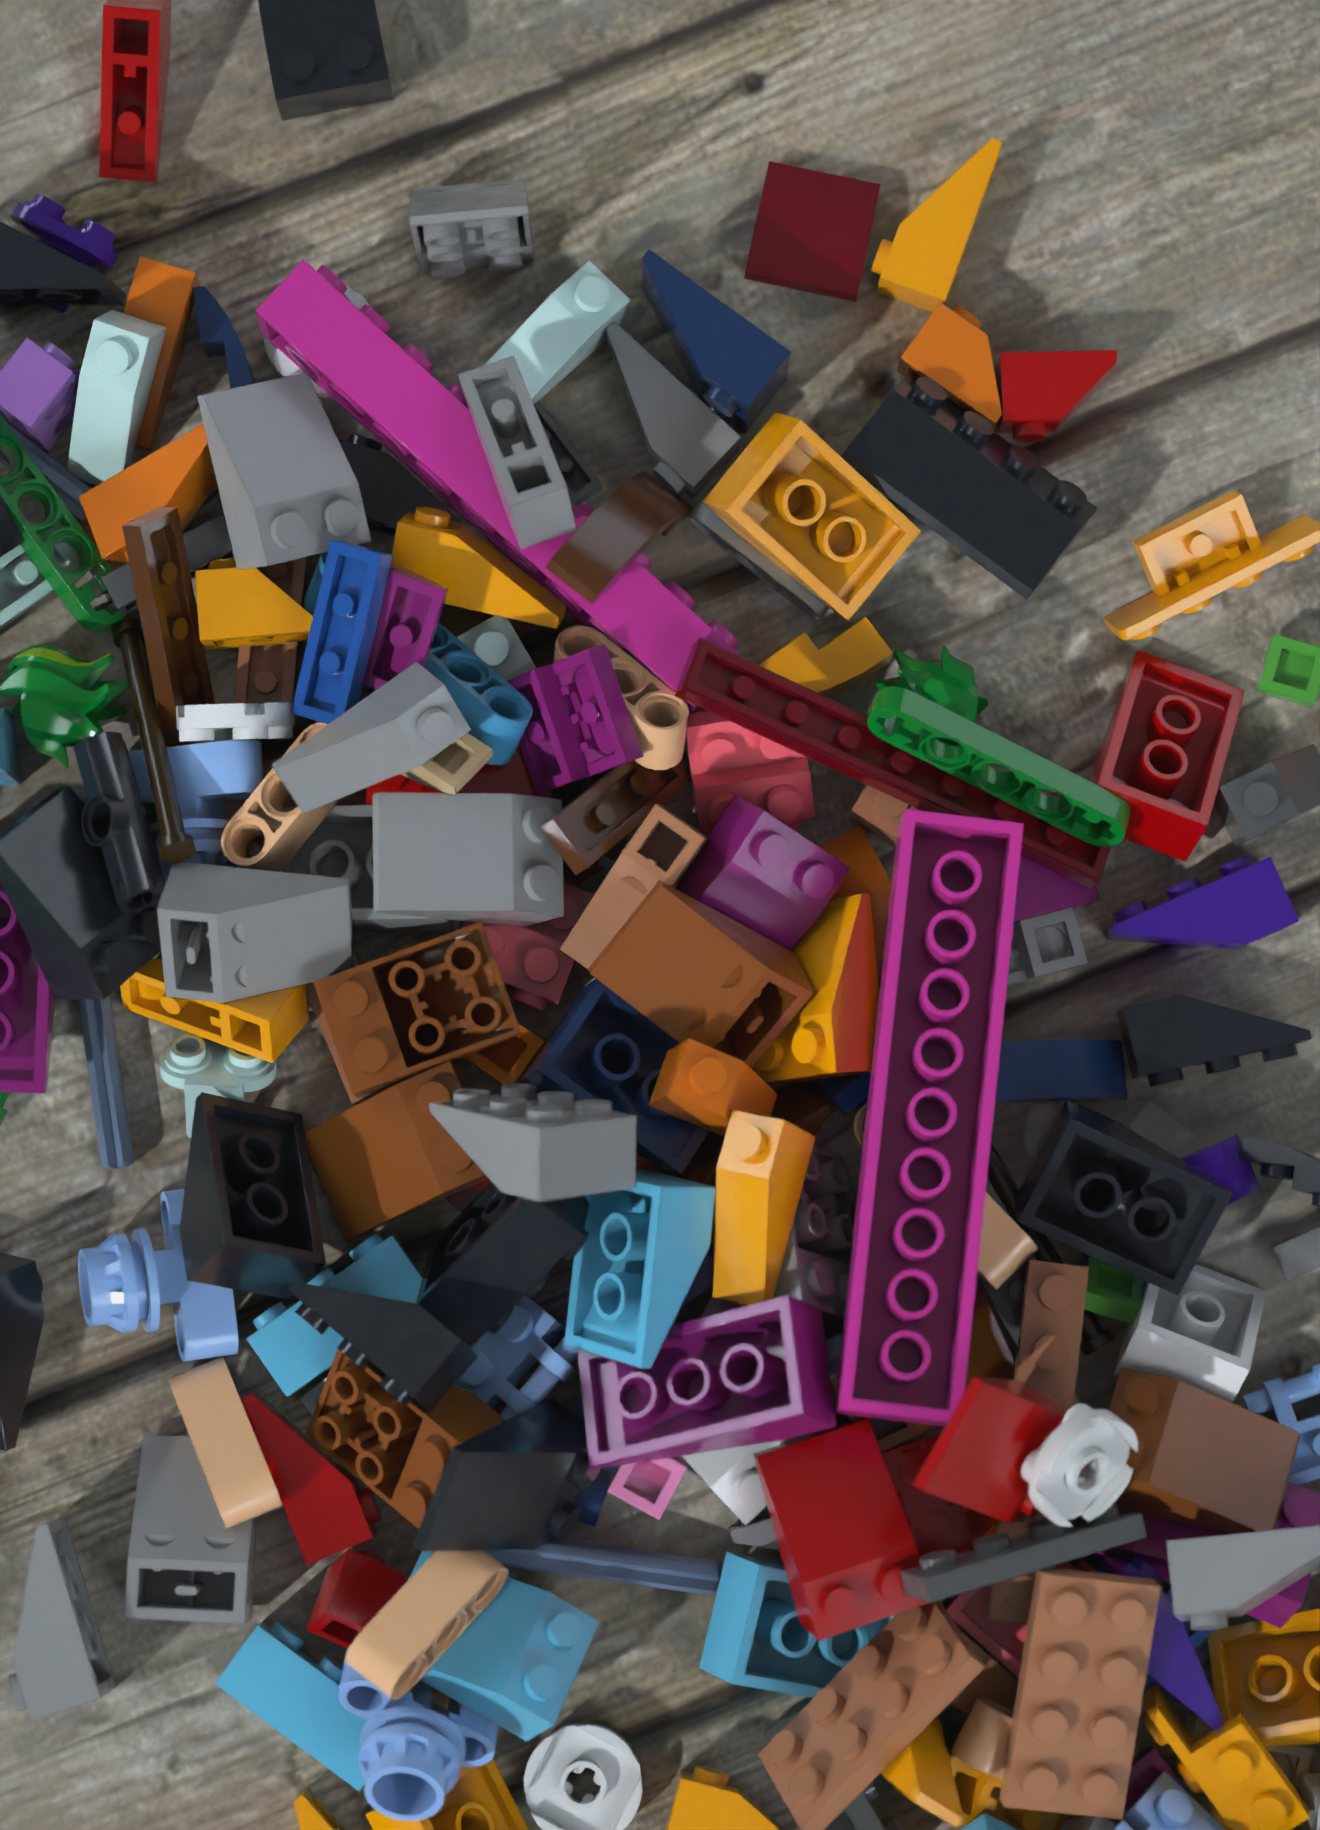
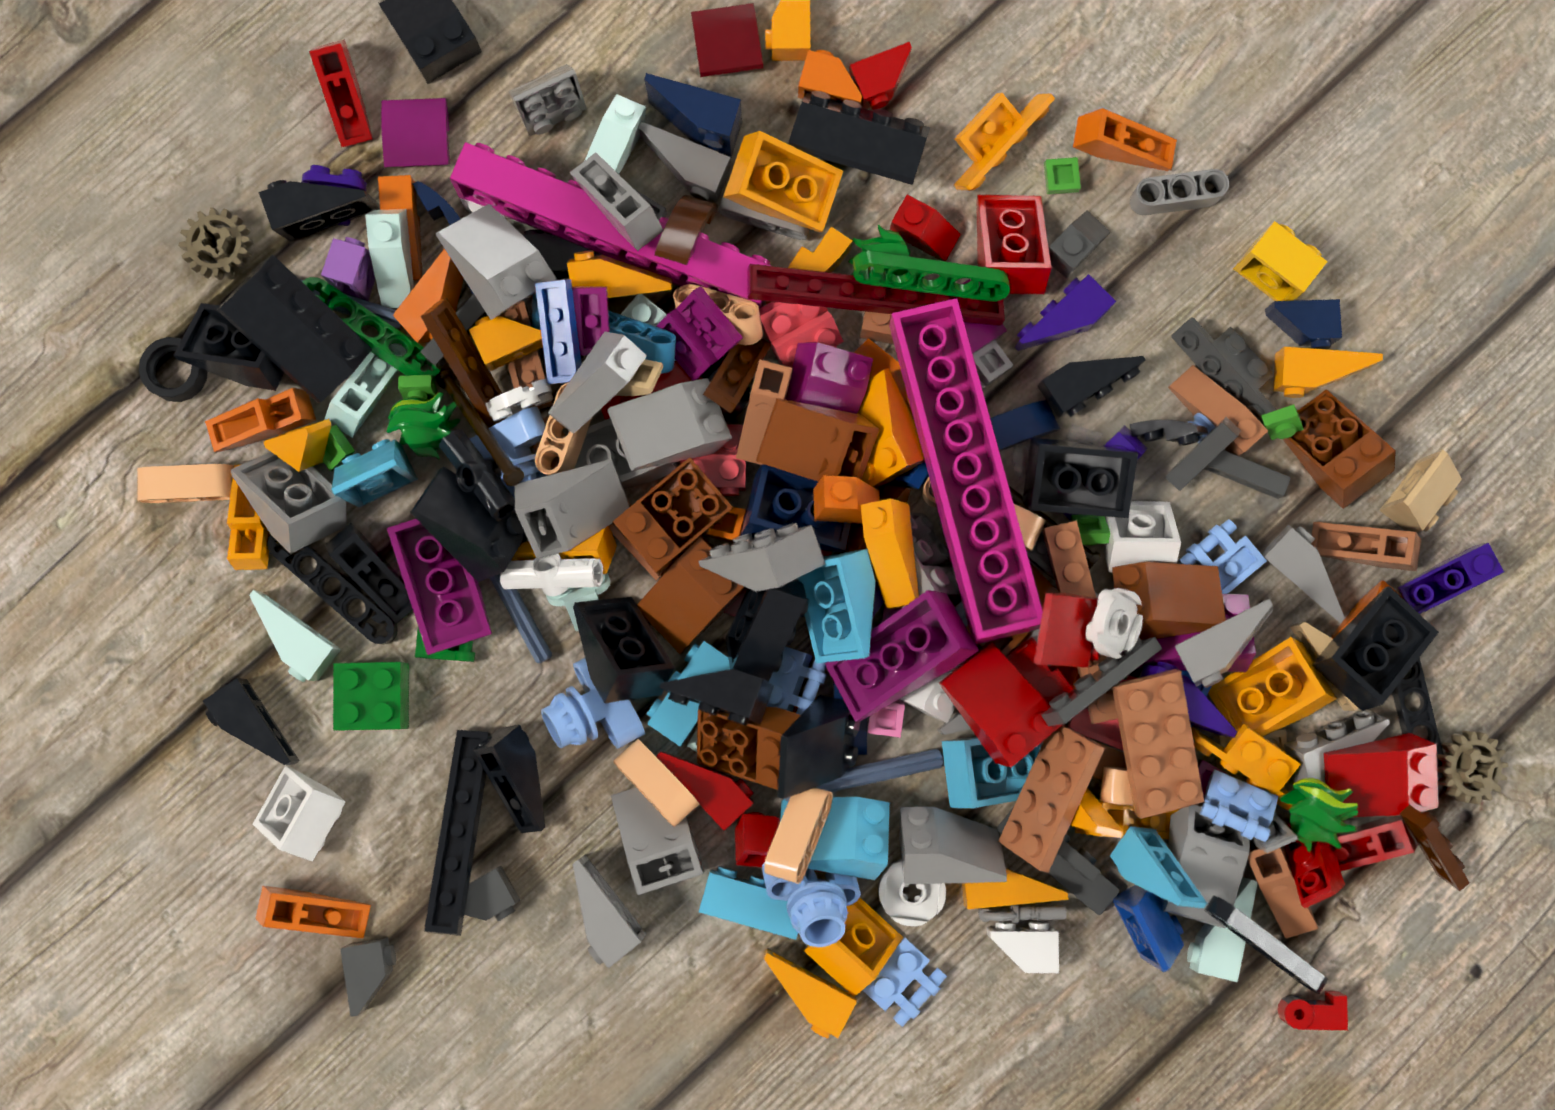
camera: 20 degrees left, 0 degrees up
(75, 633) = (417, 387): none -> bright green plate
(183, 1032) = (552, 574): none -> white piece
(231, 198) = (415, 132): none -> magenta slope
(669, 1735) = (948, 848): none -> light grey slope
(1024, 676) = (925, 228): none -> red slope

